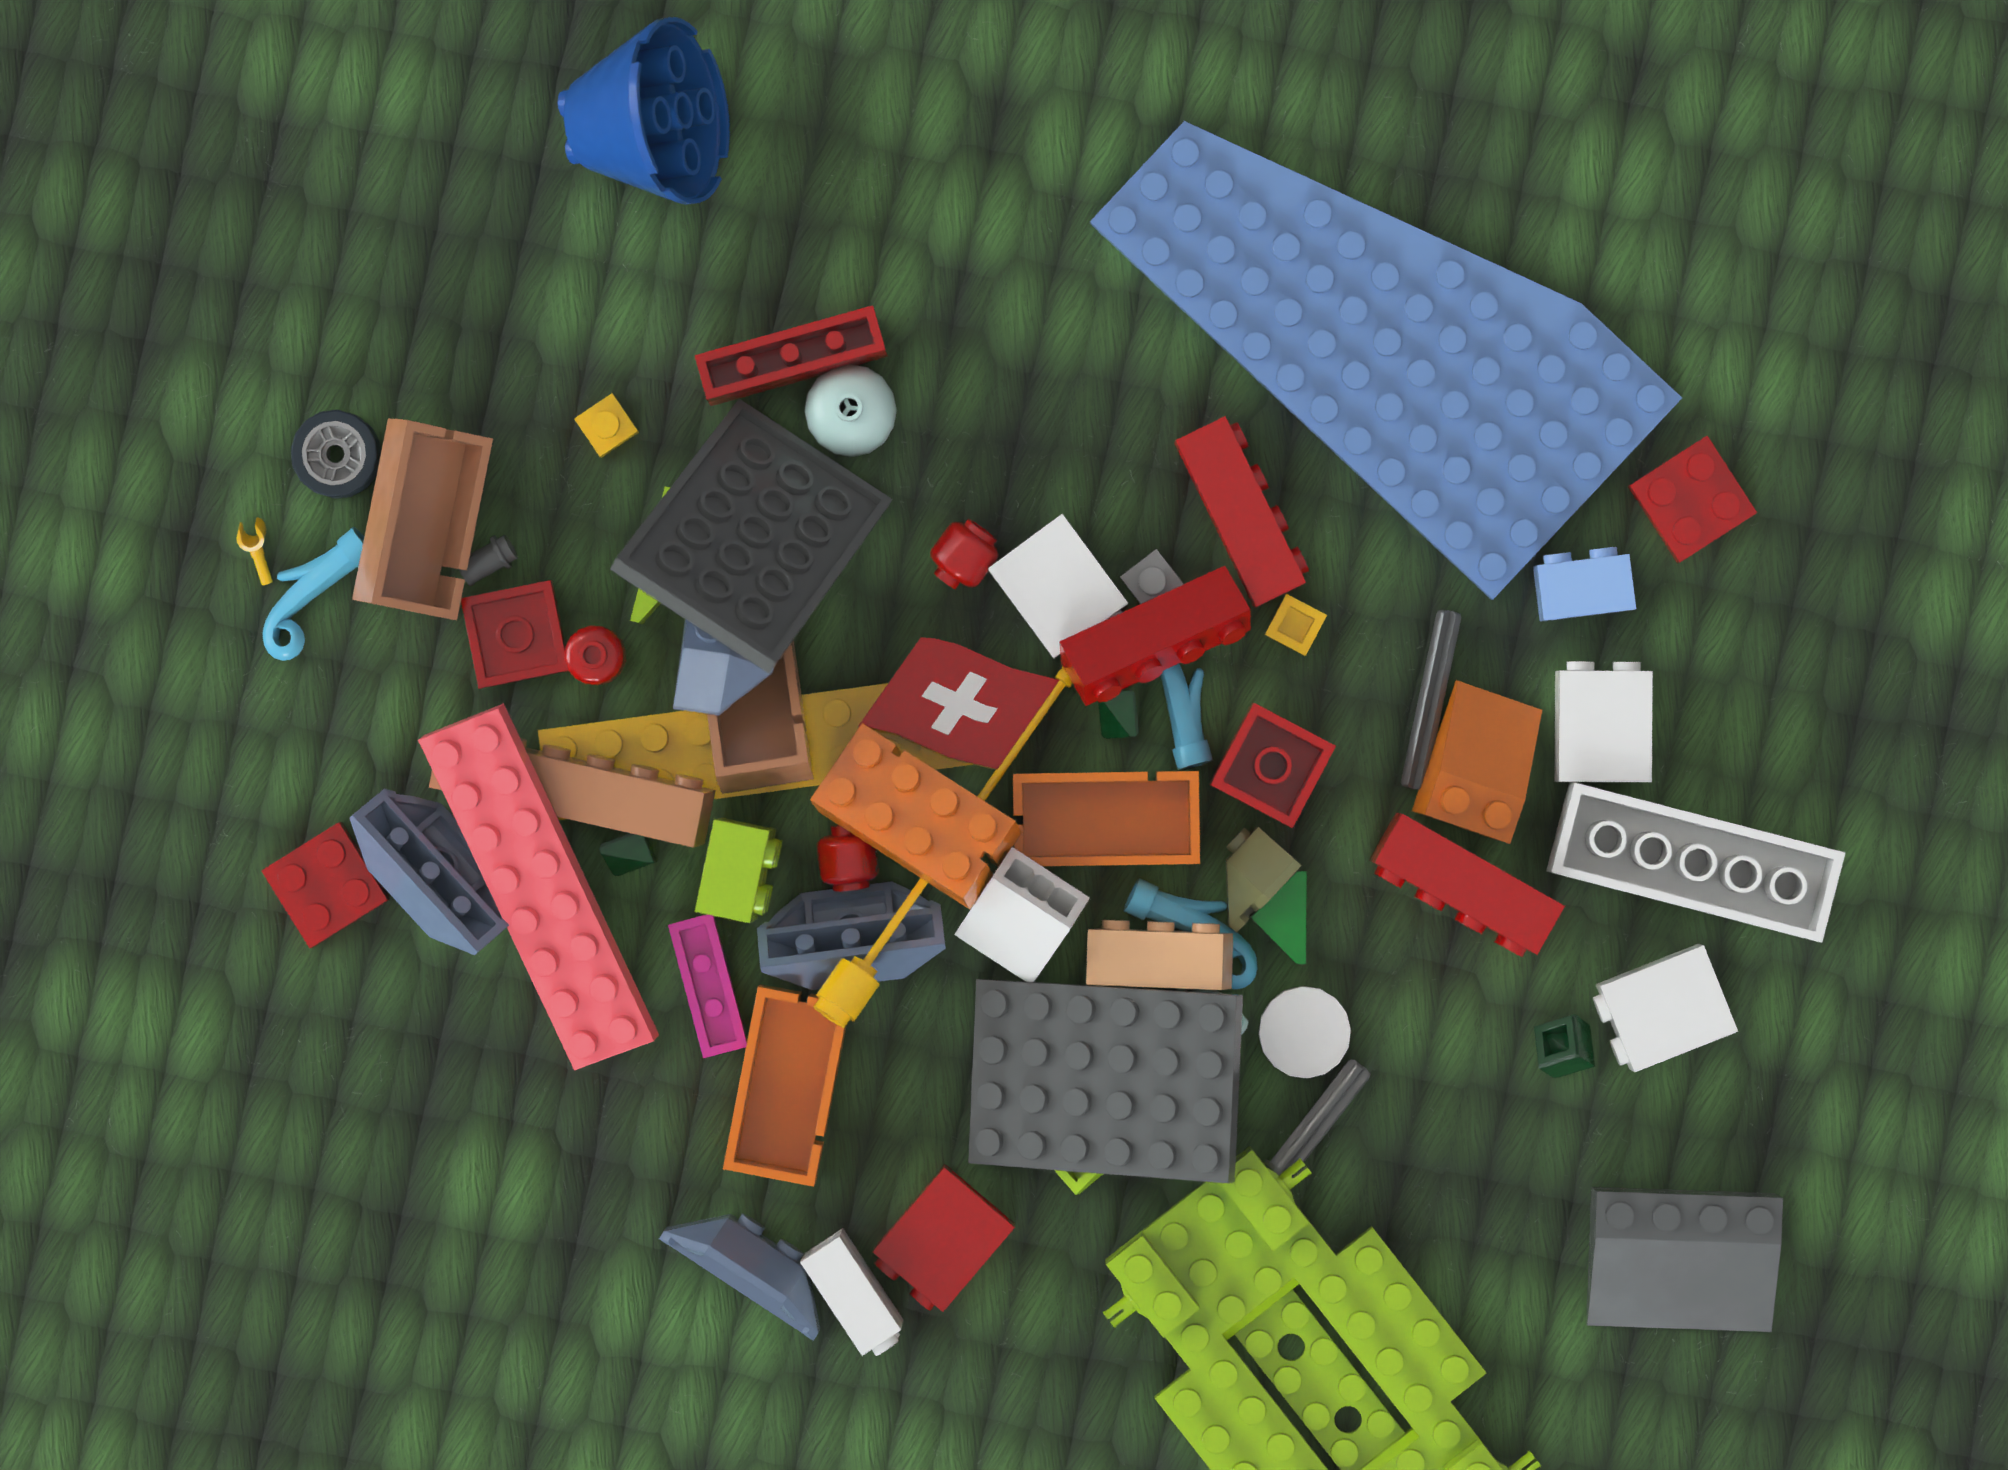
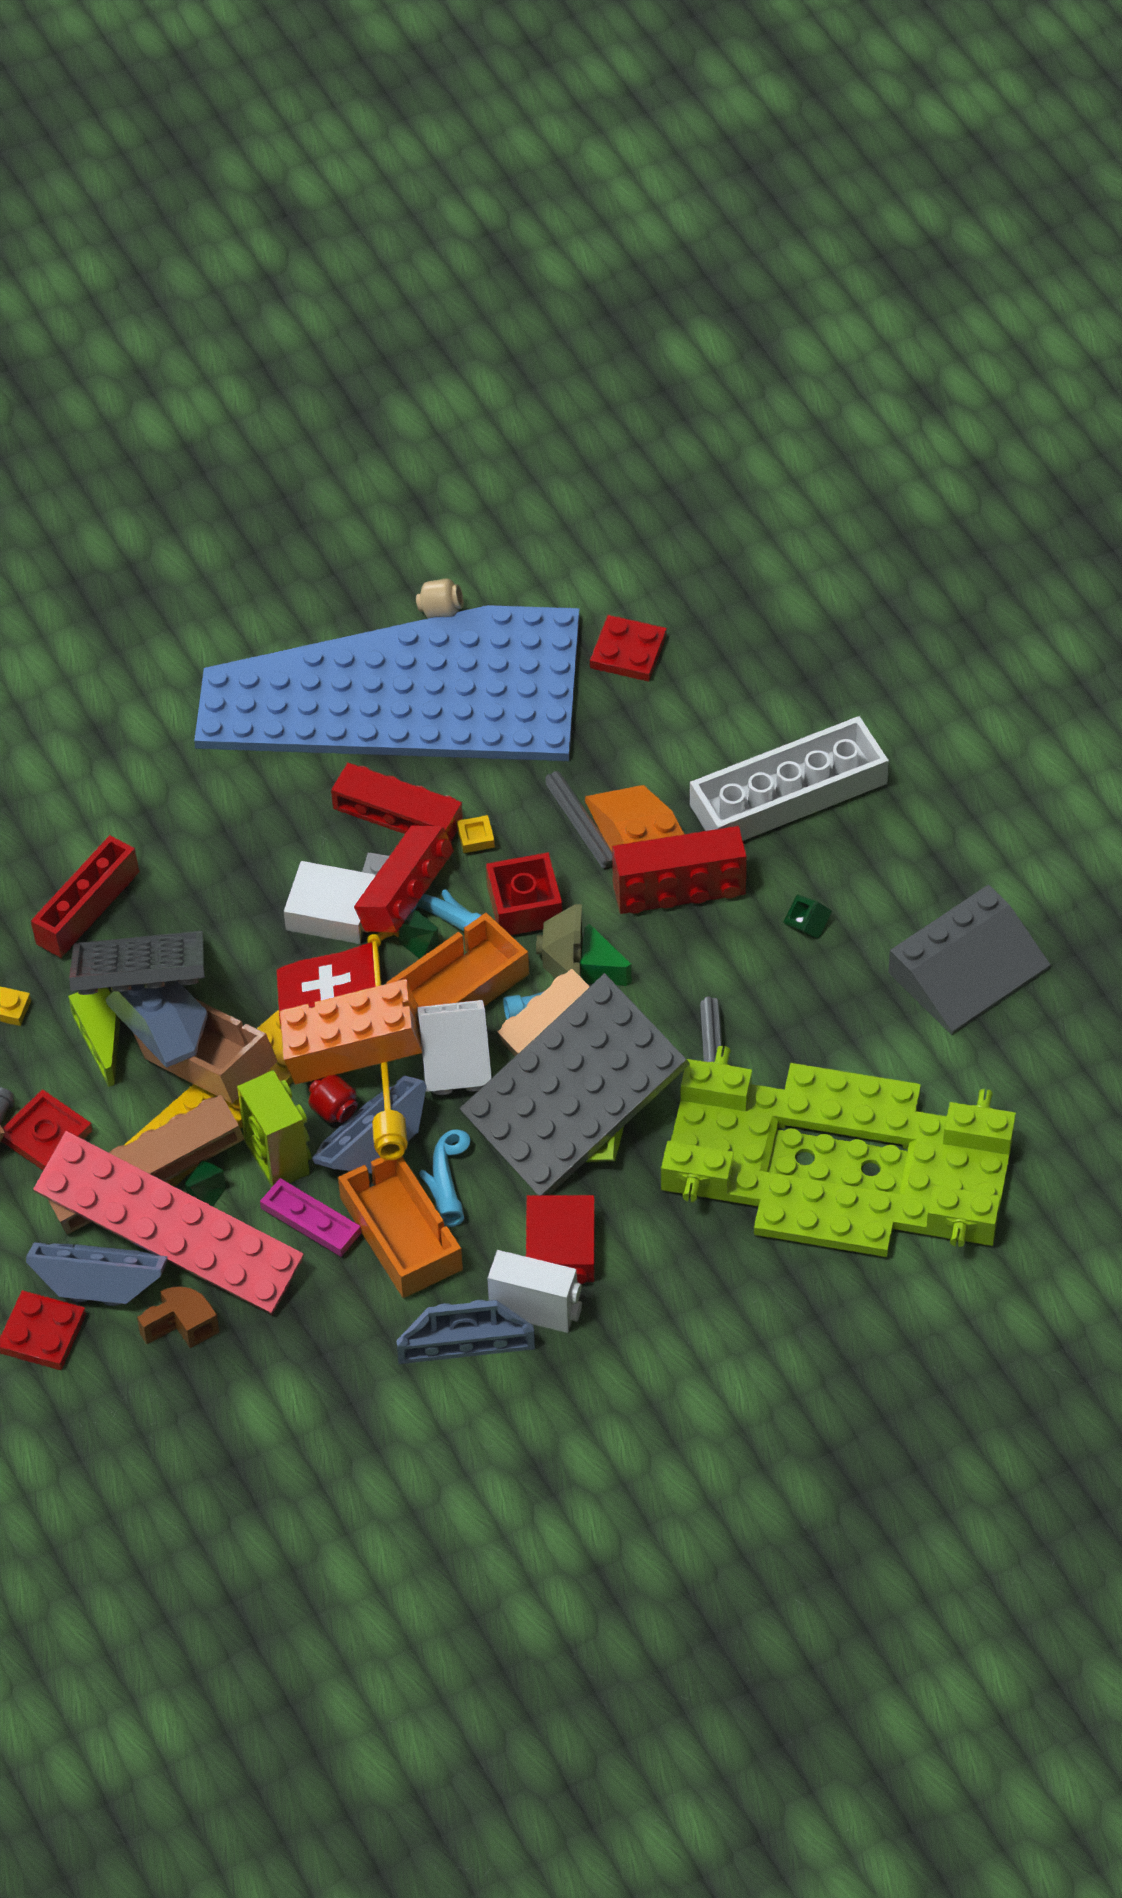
camera: 40 degrees left, 35 degrees down
(486, 996) = (180, 1310): none -> dark orange brick
(595, 655) = (100, 1103): red head -> none
(855, 433) = (141, 905): light aqua cylinder -> none
(883, 1054) = (442, 1184): none -> medium azure plant
(964, 554) = (265, 921): red head -> none
(1304, 1032) = (666, 1005): white tile -> none
(1532, 251) = (440, 598): none -> tan head
(1584, 586) = (610, 714): light blue brick -> none
(1603, 723) = (675, 759): white brick -> none
(1664, 1008) = (841, 859): white brick -> none

